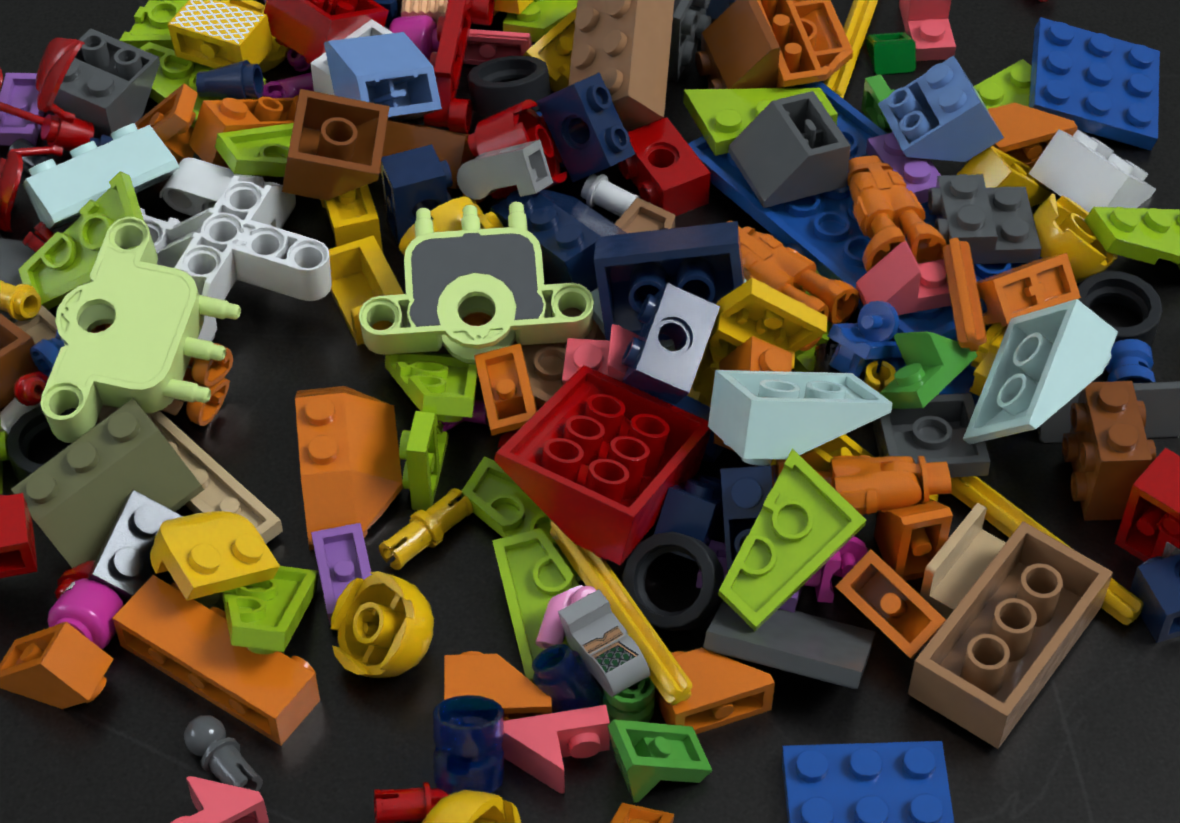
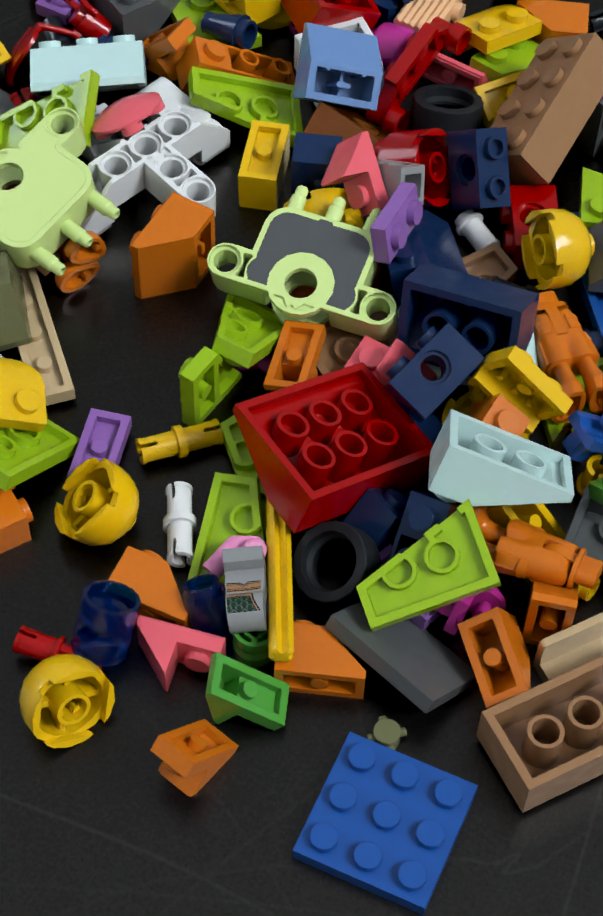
camera: 25 degrees right, 5 degrees up
(182, 207) = (127, 115): none -> coral dish
(289, 86) = (275, 49): magenta arm -> none
(307, 328) = (172, 248): none -> orange slope
(334, 145) = (265, 107): dark orange slope -> none
(346, 457) = (145, 358): orange wedge -> none
(357, 275) = (241, 219): yellow panel -> none
(469, 167) = (358, 169): none -> coral slope
(477, 612) = (179, 524): none -> white pin
(546, 207) = (395, 222): none -> medium lavender plate
(711, 176) = (556, 248): none -> yellow cylinder
(818, 730) = (387, 732): none -> olive piece

